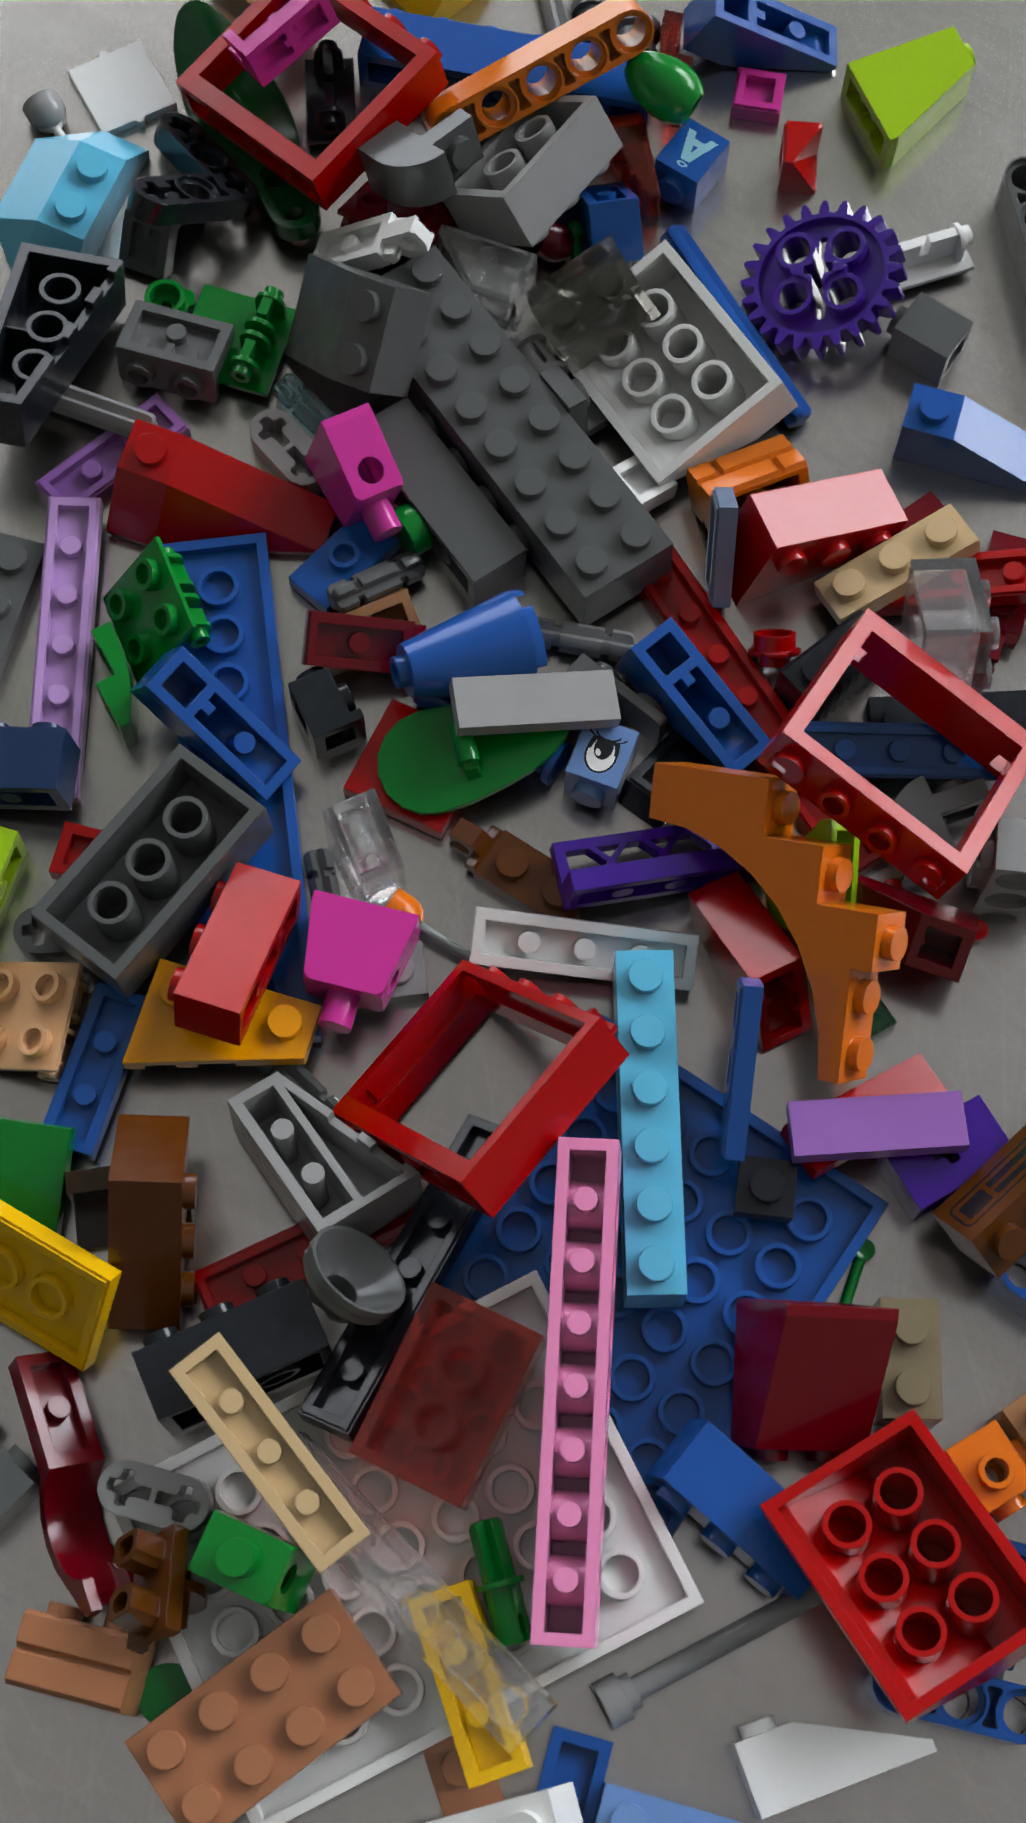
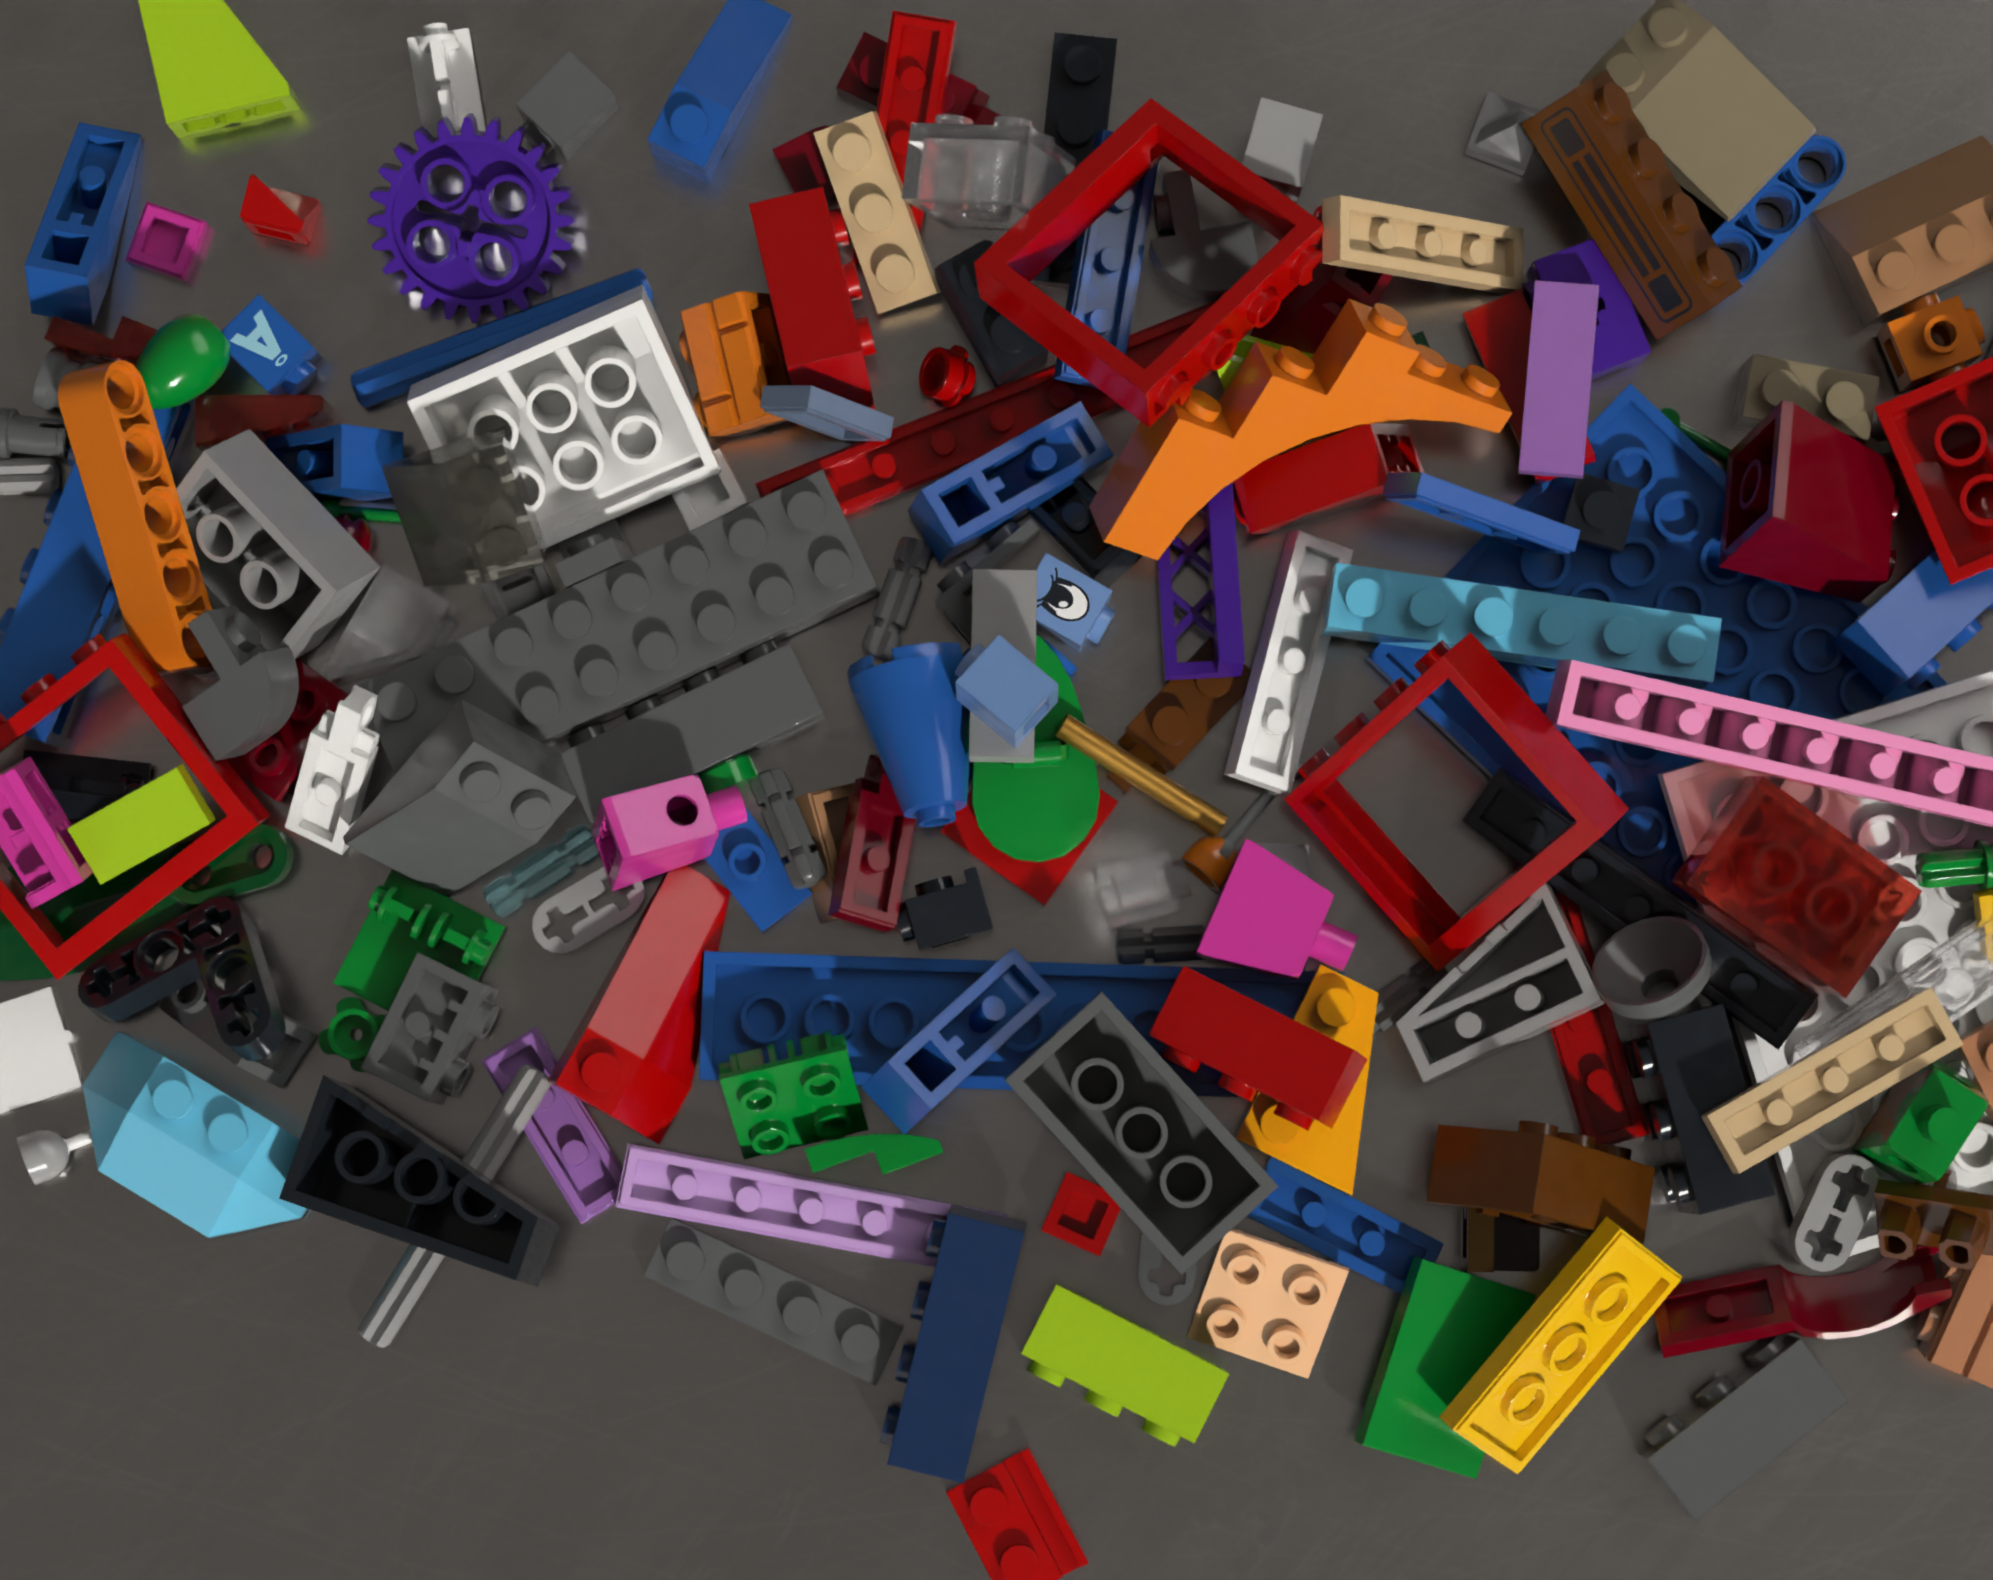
camera: 80 degrees left, 15 degrees up
(299, 100) = (141, 824): none -> lime tile
(463, 838) = (1140, 775): none -> pearl gold bar
(509, 690) = (1005, 689): none -> medium blue brick
(970, 986) = (1421, 245): none -> tan plate

